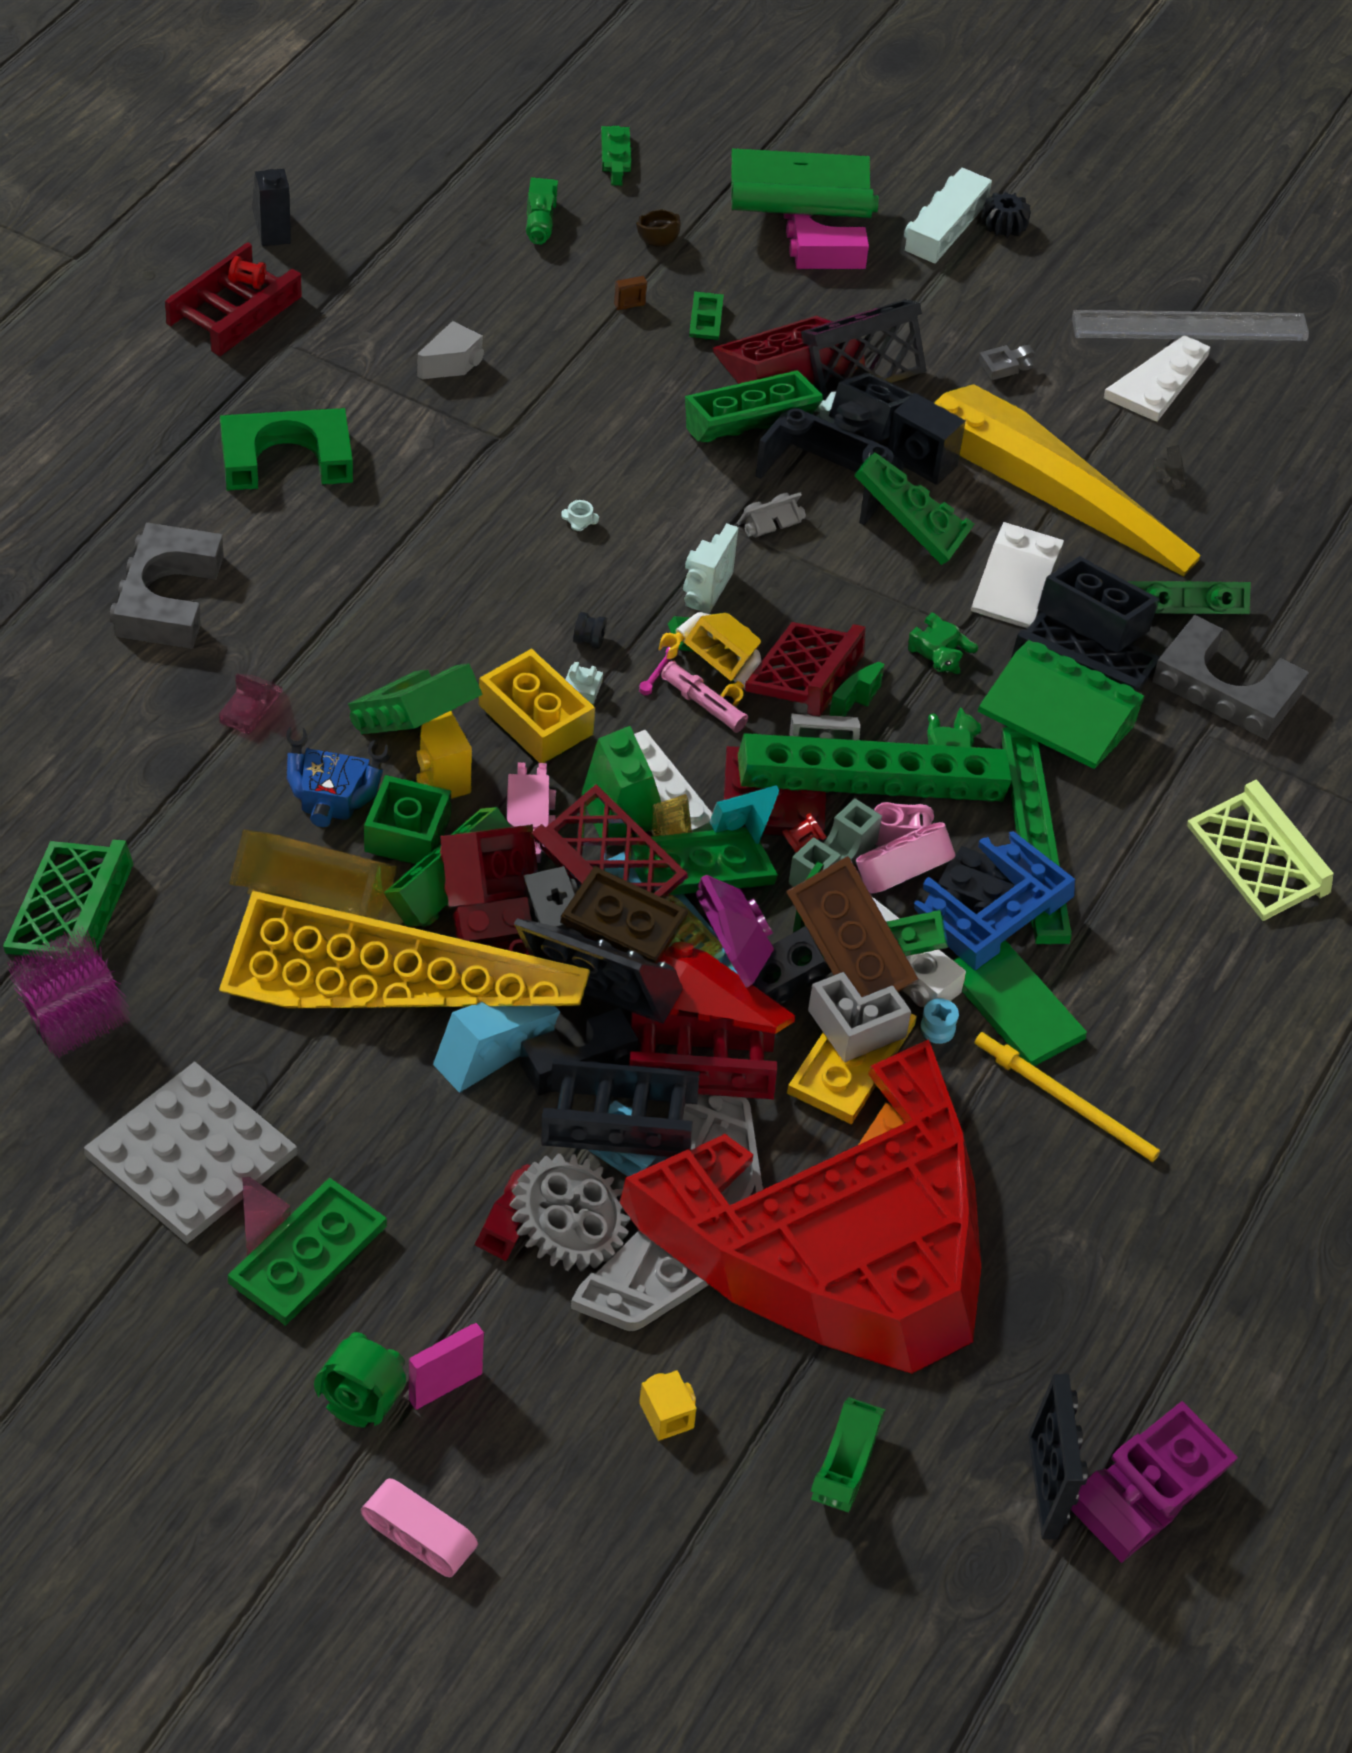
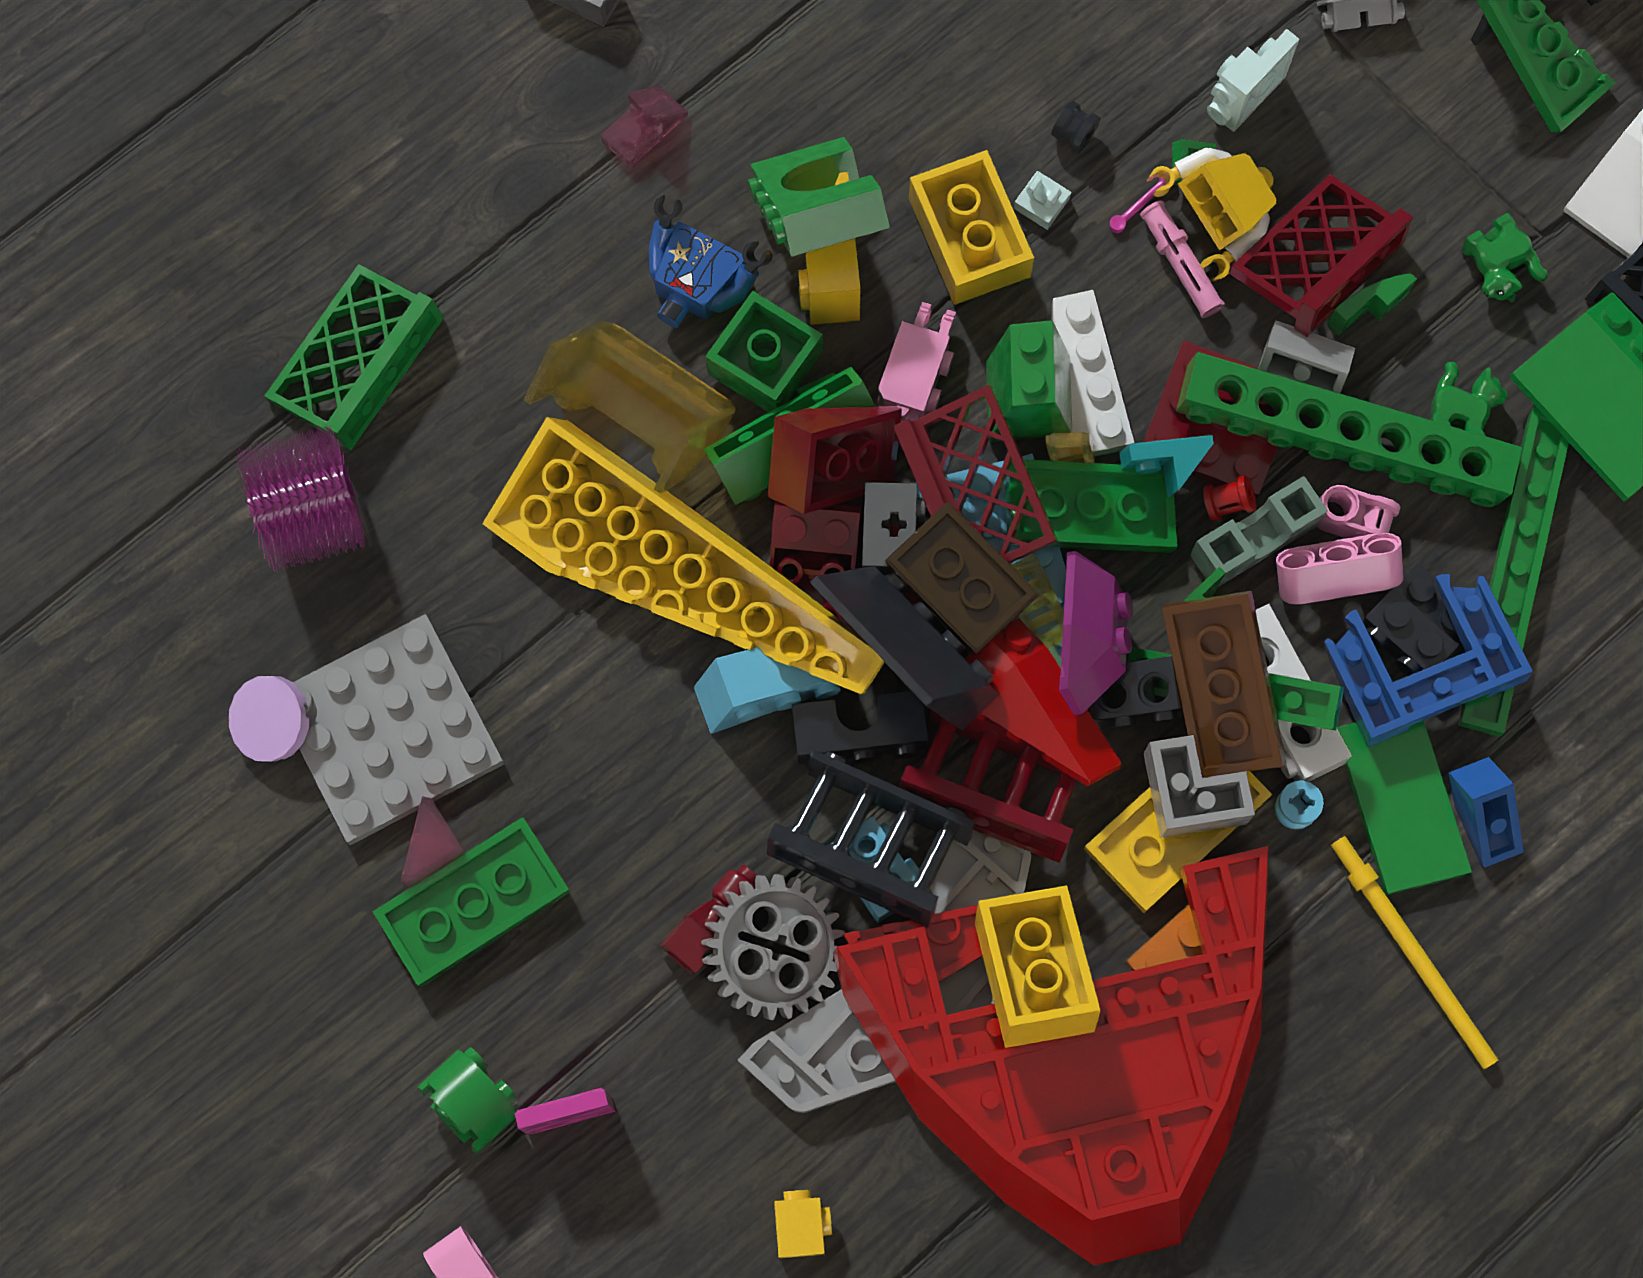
camera: 25 degrees right, 25 degrees up
(89, 1162) = (268, 718): none -> lavender tile
(788, 1146) = (1036, 966): none -> yellow brick
(1081, 988) = (1487, 811): none -> blue slope

